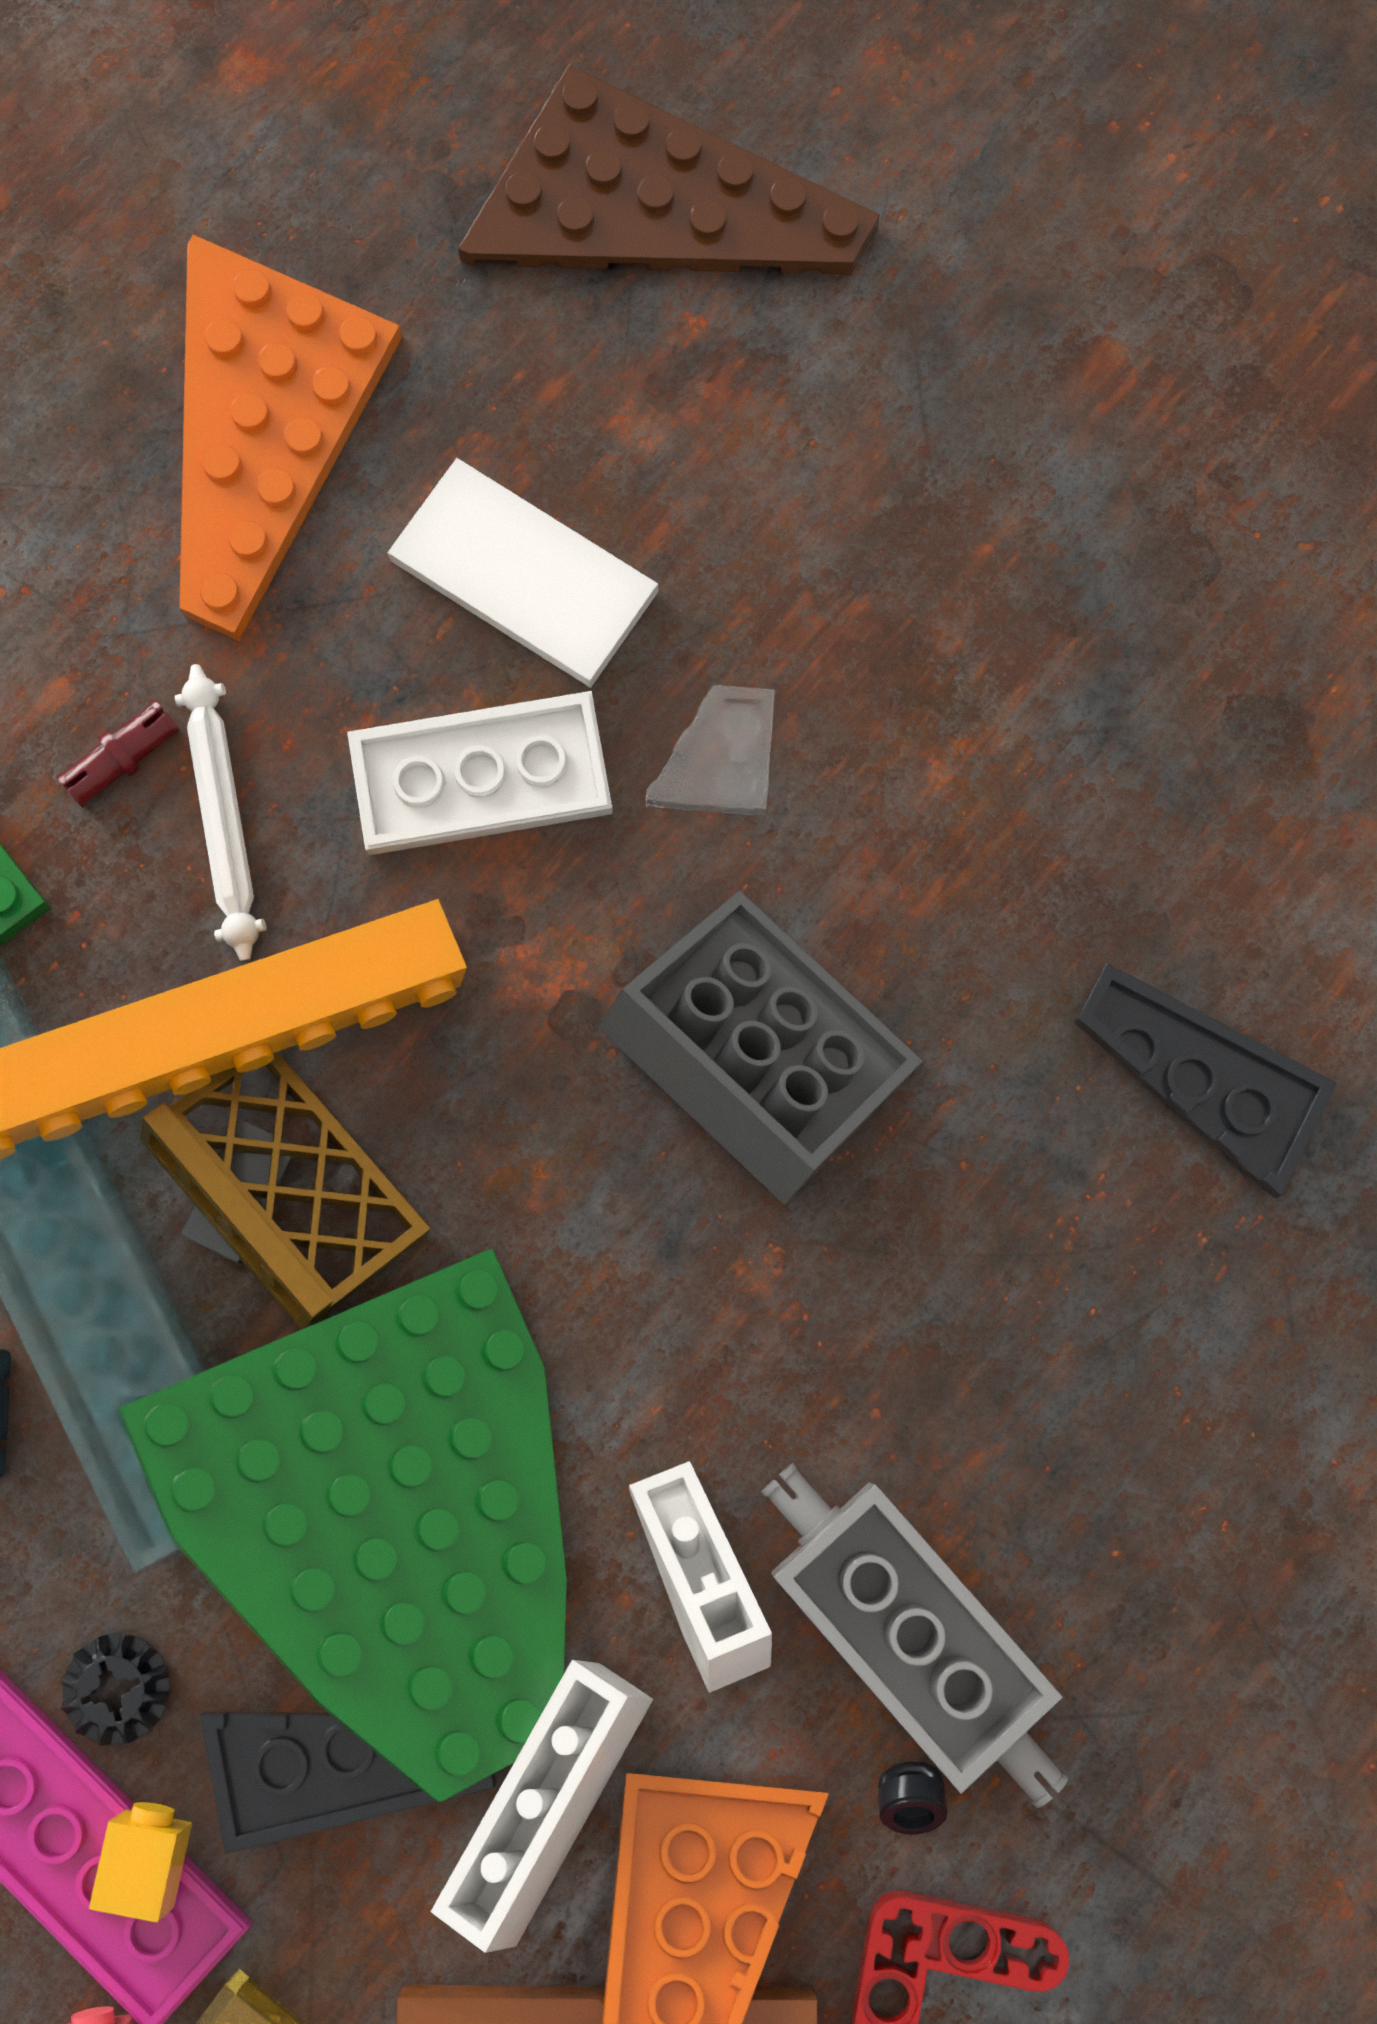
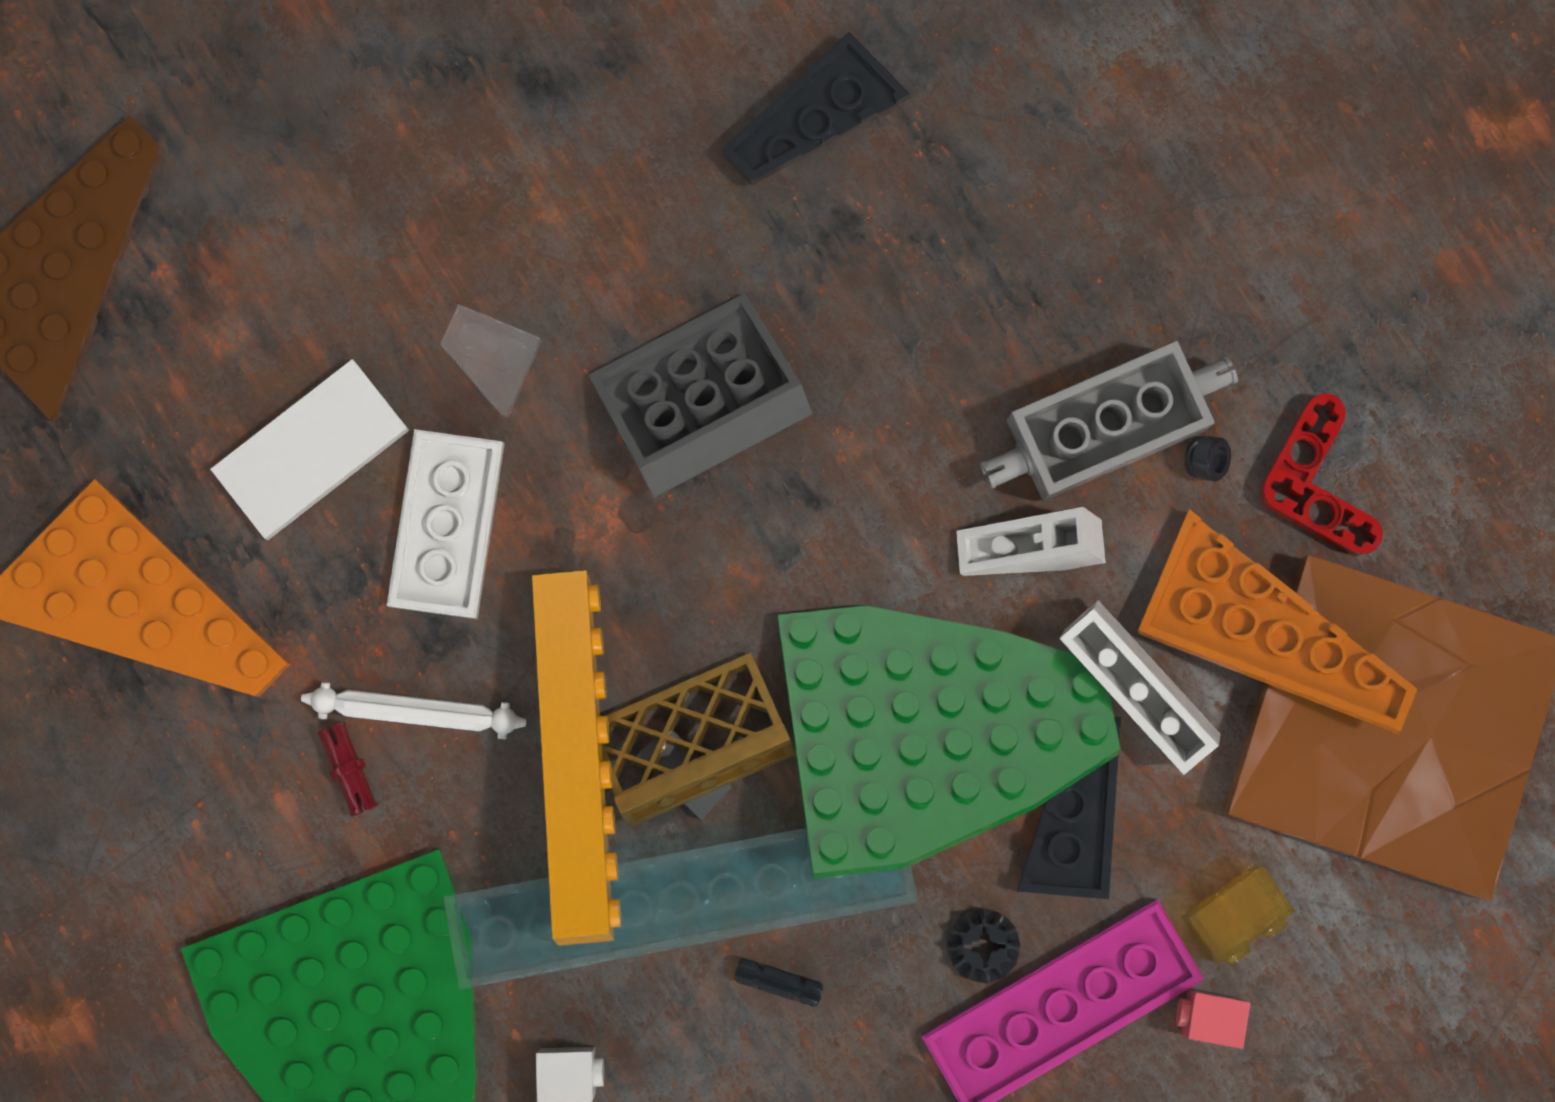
camera: 75 degrees left, 5 degrees up
(141, 1863) = (1098, 950): yellow brick -> none

